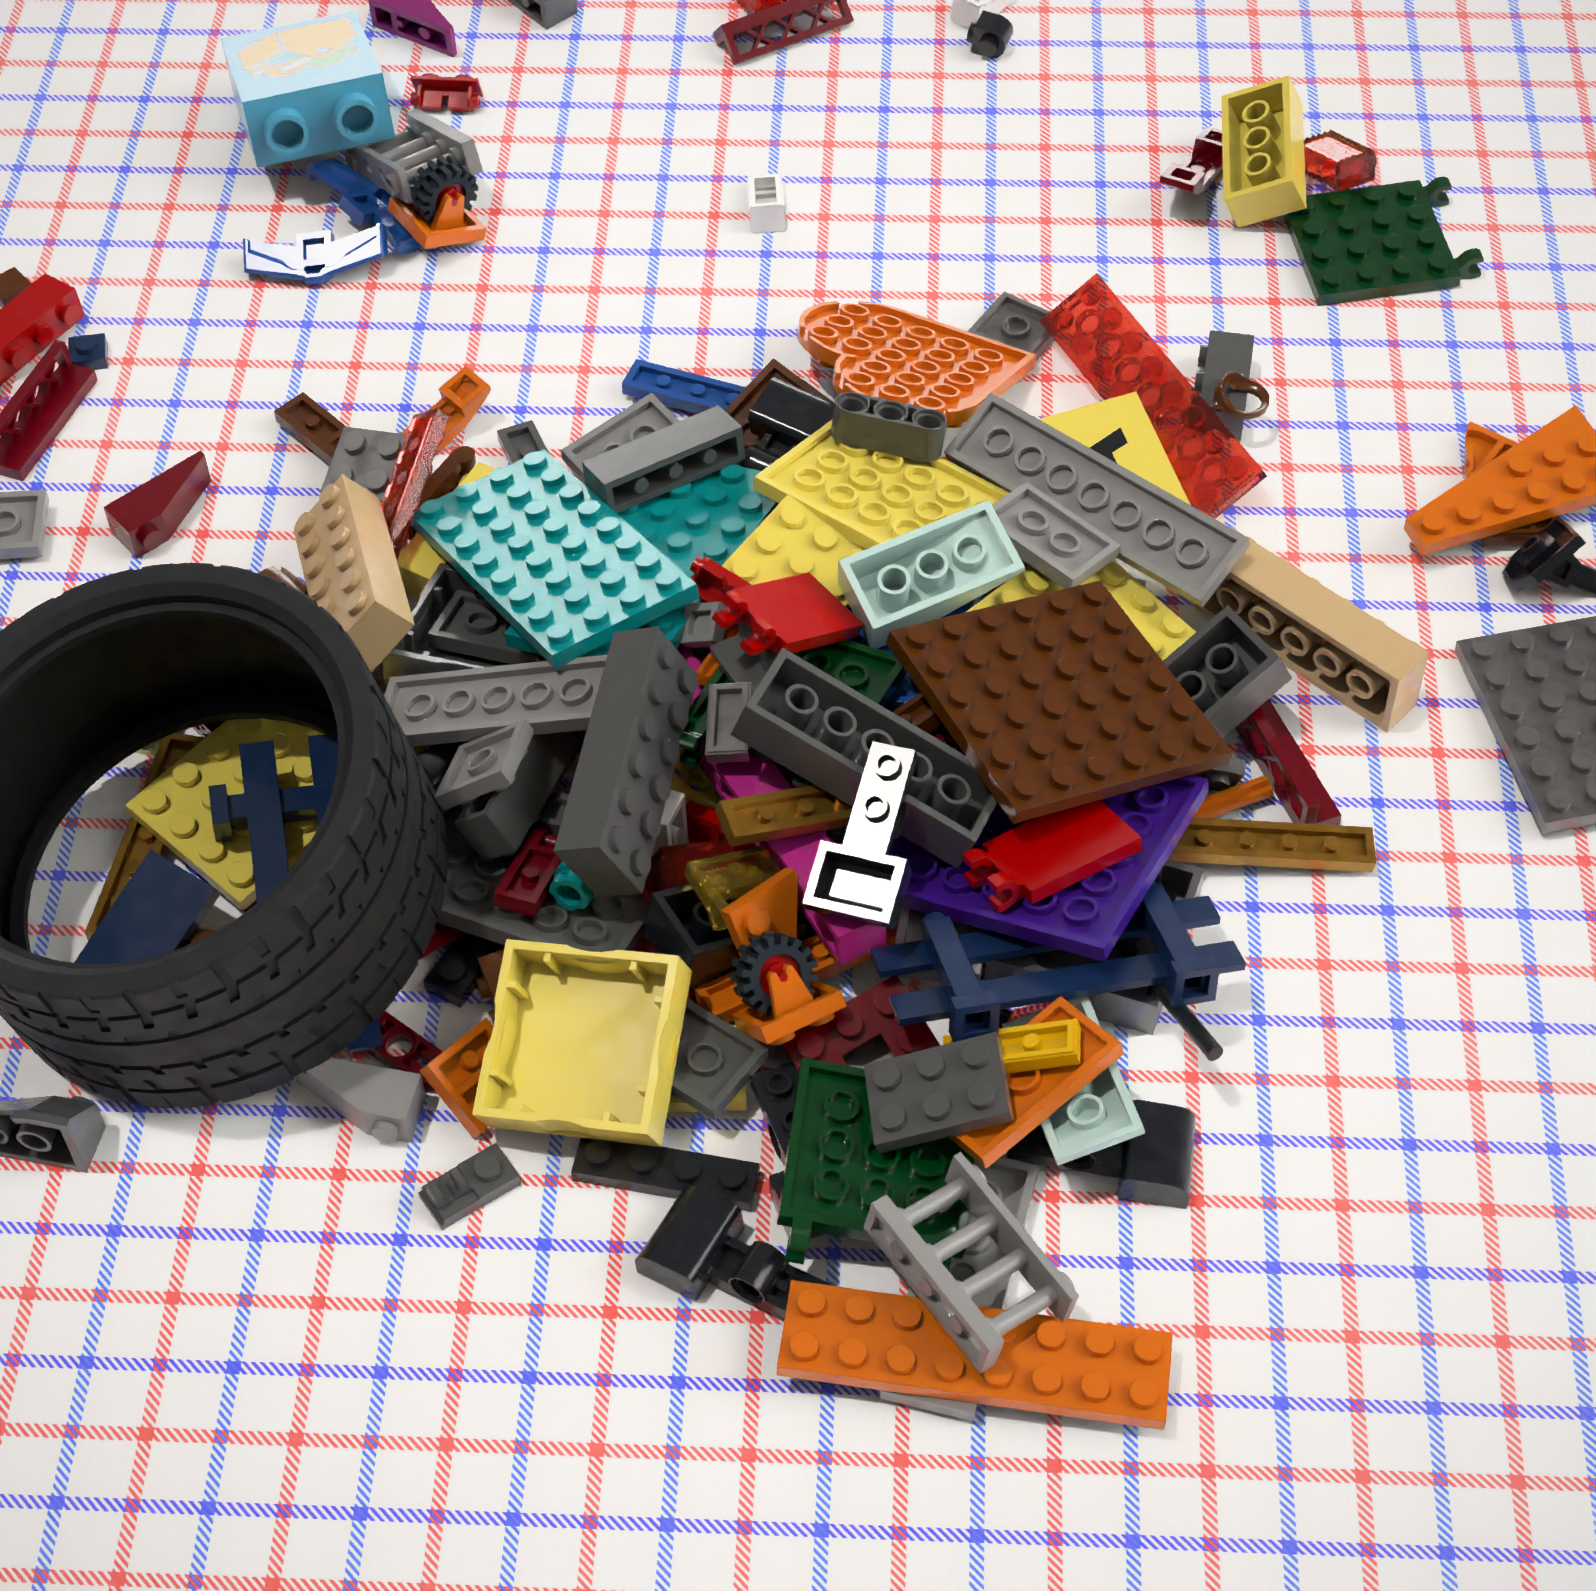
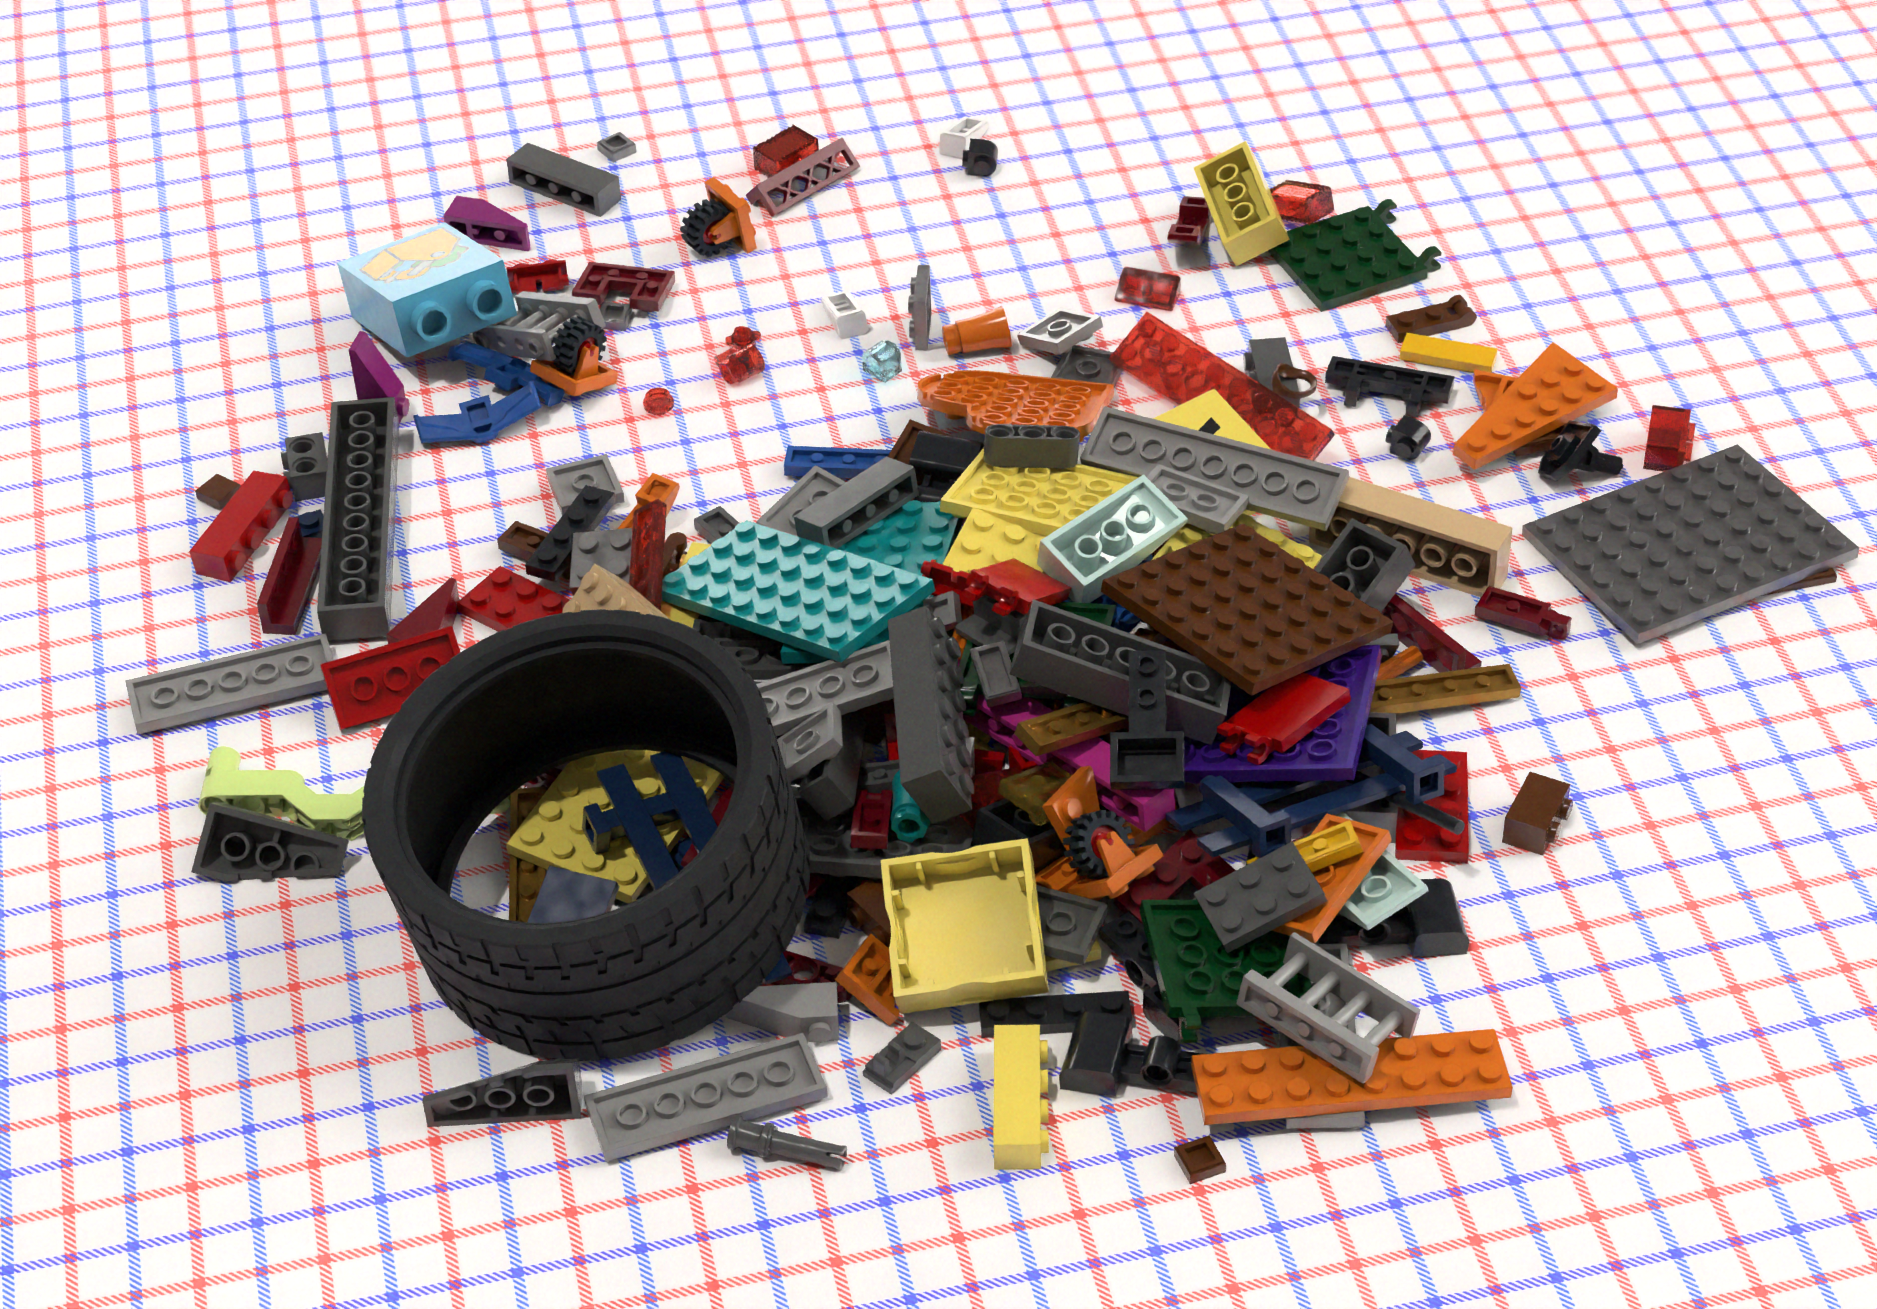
camera: 15 degrees left, 10 degrees down
(66, 557) = (382, 678): none -> red plate
(110, 278) = (306, 465): none -> dark grey brick
(133, 357) = (359, 520): none -> dark grey brick
(211, 196) = (374, 375): none -> magenta slope
(226, 1183) = (704, 1096): none -> light grey plate
(265, 502) = (508, 600): none -> red plate
(275, 1261) = (768, 1140): none -> dark grey pin
(363, 410) = (582, 516): none -> black plate
(396, 362) = (570, 478): none -> light grey plate
(512, 156) = (616, 315): none -> flat silver tile
(517, 272) = (658, 401): none -> clear red plate
(558, 123) = (647, 285): none -> dark red plate
(576, 1277) = (1017, 1097): none -> light yellow brick
(624, 243) = (739, 363): none -> clear red piece
(641, 213) = (742, 336): none -> clear red plate
(661, 63) = (719, 221): none -> plate
(762, 1414) = (1199, 1159): none -> reddish brown tile
(783, 272) = (882, 360): none -> clear light blue plate
(847, 214) = (920, 307): none -> flat silver plate
(903, 257) = (978, 333): none -> orange plant
(998, 273) = (1060, 331): none -> light grey plate
(1122, 238) = (1148, 288): none -> clear red slope
(1226, 1017) = (1425, 841): none -> red plate
(1335, 1040) = (1537, 813): none -> reddish brown brick
(1357, 496) = (1408, 438): none -> black plate
(1387, 424) = (1412, 385): none -> black hinge
(1414, 760) = (1522, 613): none -> dark red hinge
(1443, 343) = (1431, 319): none -> reddish brown plate
(1448, 392) = (1447, 353): none -> yellow tile

